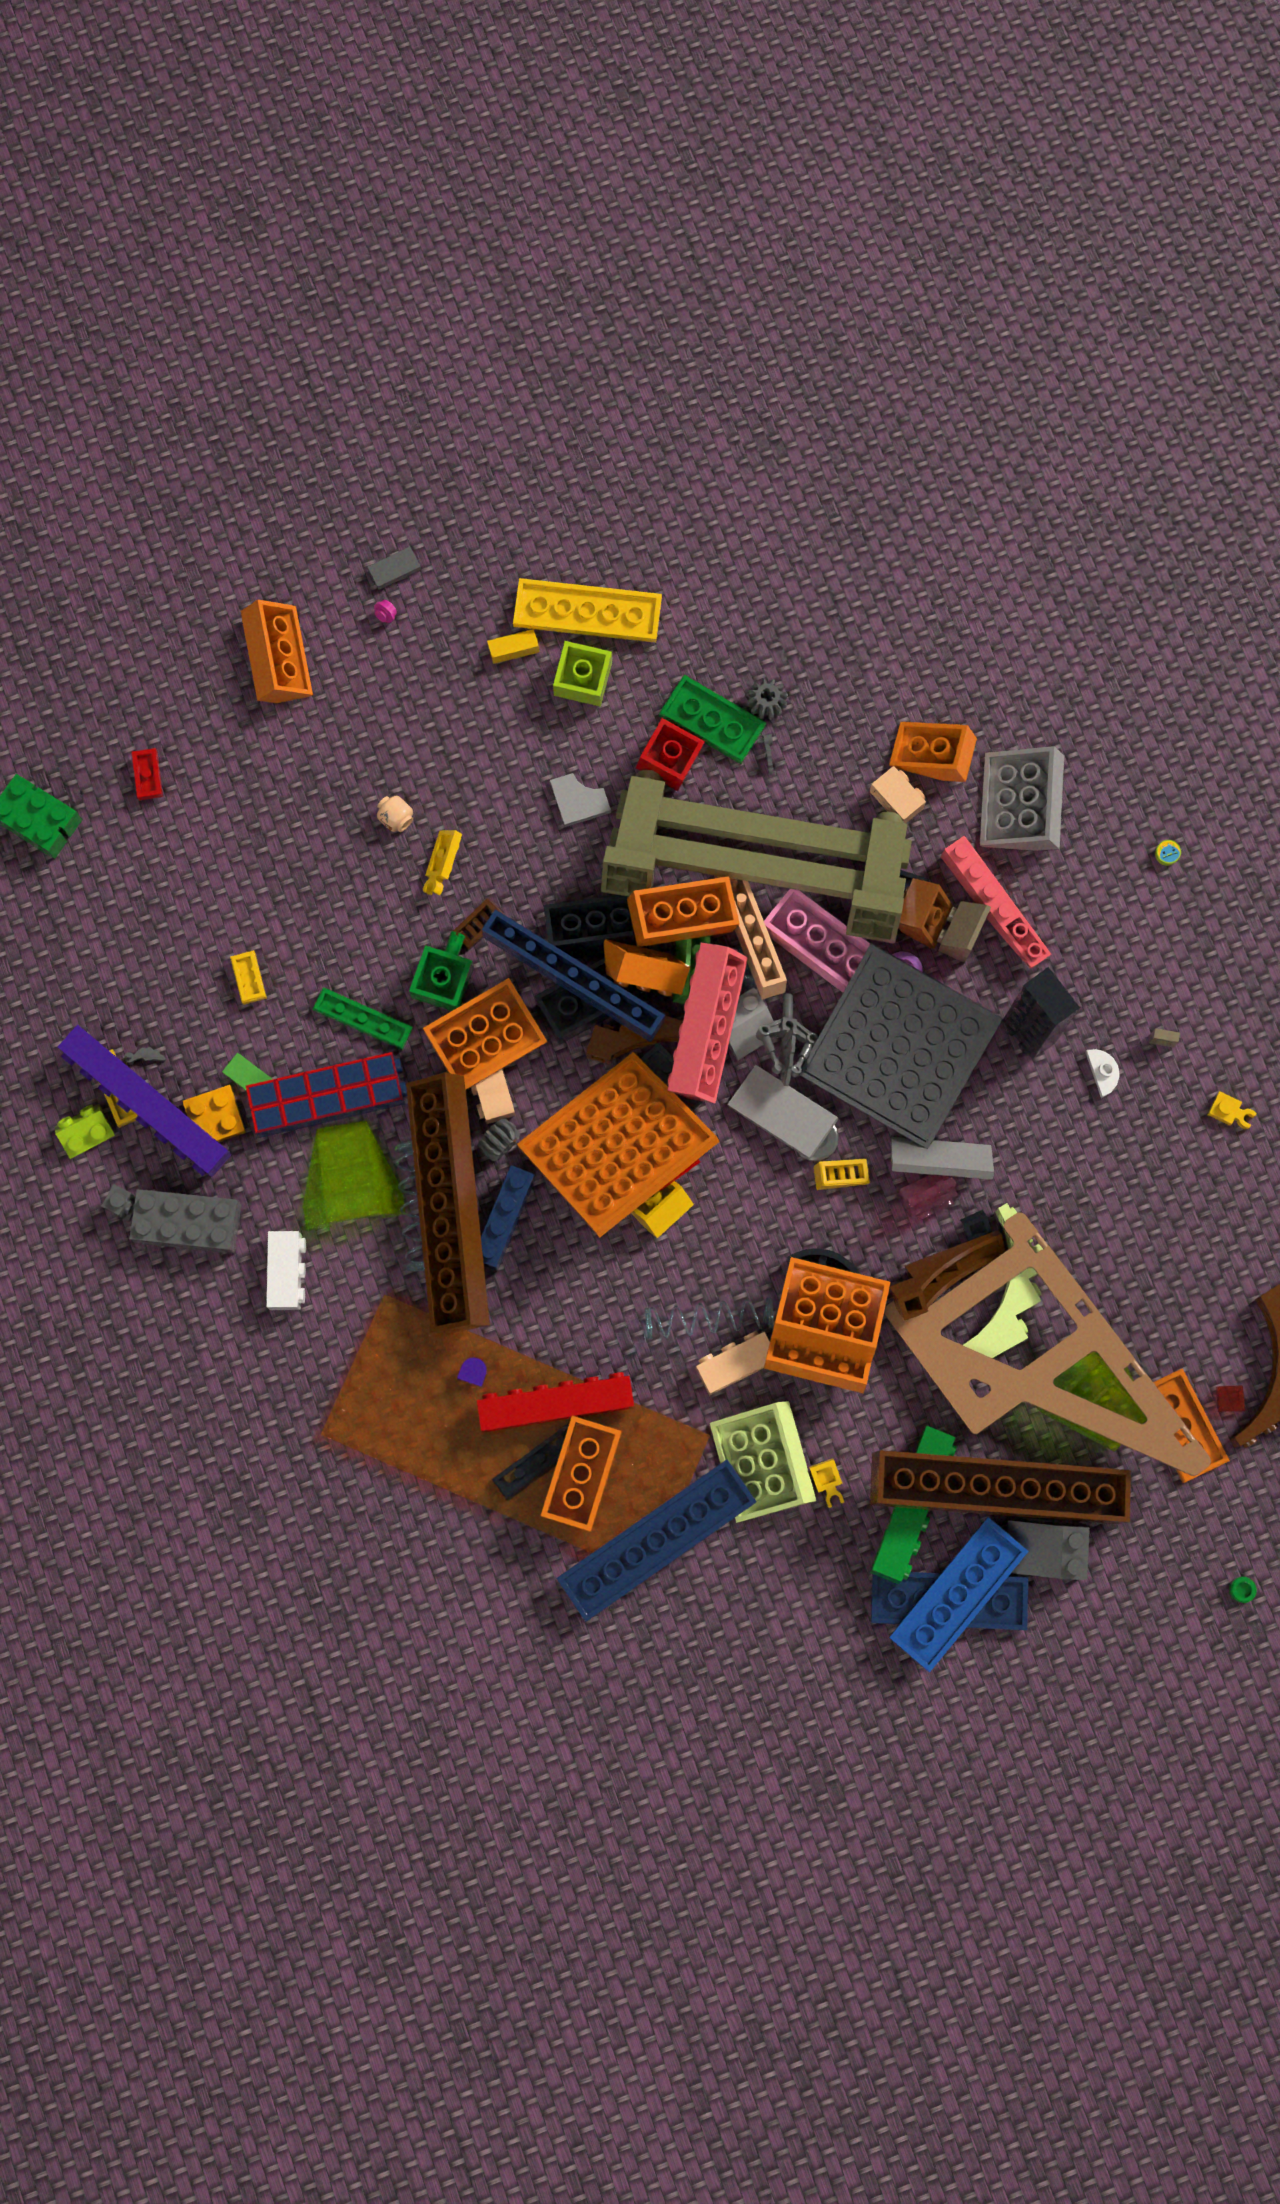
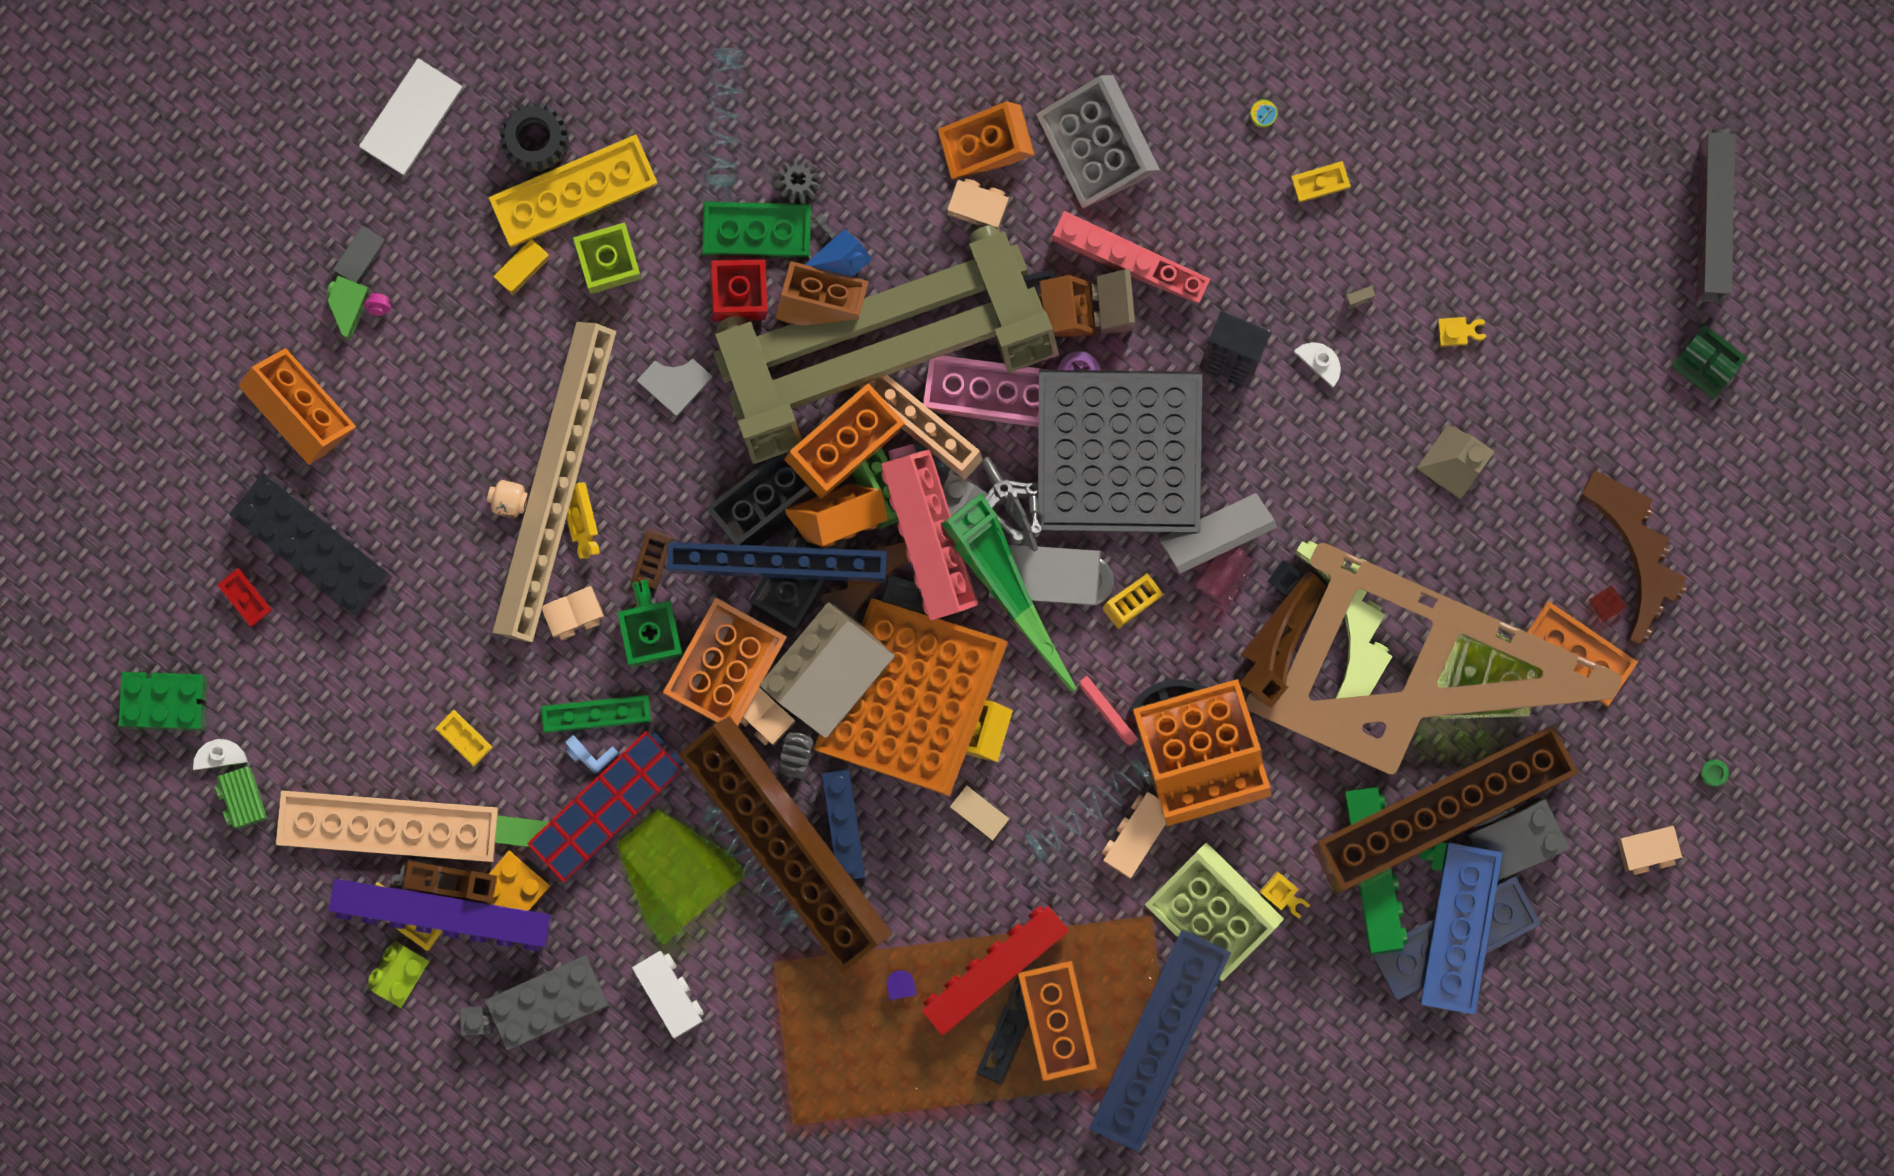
camera: 30 degrees left, 5 degrees up
(48, 924) = (241, 798): none -> bright green brick
(52, 881) = (219, 754): none -> white plate
(147, 1011) = (387, 826): none -> light nougat plate
(166, 1080) = (449, 881): none -> reddish brown arch
(221, 762) = (310, 545): none -> black brick
(330, 1038) = (577, 750): none -> light blue plate
(361, 597) = (347, 304): none -> bright green slope
(392, 929) = (572, 613): none -> light nougat brick
(438, 820) = (554, 481): none -> tan brick
(497, 488) = (411, 117): none -> white tile
(564, 1085) = (827, 669): none -> dark tan slope
(581, 535) = (530, 116): none -> black tyre
(619, 1271) = (979, 813): none -> tan tile
(730, 792) = (819, 296): none -> dark orange slope
(745, 1061) = (986, 551): none -> green plate
(763, 576) = (711, 179): none -> clear light blue piece
(763, 775) = (842, 255): none -> blue slope
(769, 1249) = (1107, 711): none -> coral tile
(970, 1522) = (1435, 856): none -> green tile
(1153, 1621) = (1649, 849): none -> light nougat brick
(1169, 1211) = (1455, 460): none -> dark tan slope
(1183, 930) = (1320, 182): none -> yellow plate

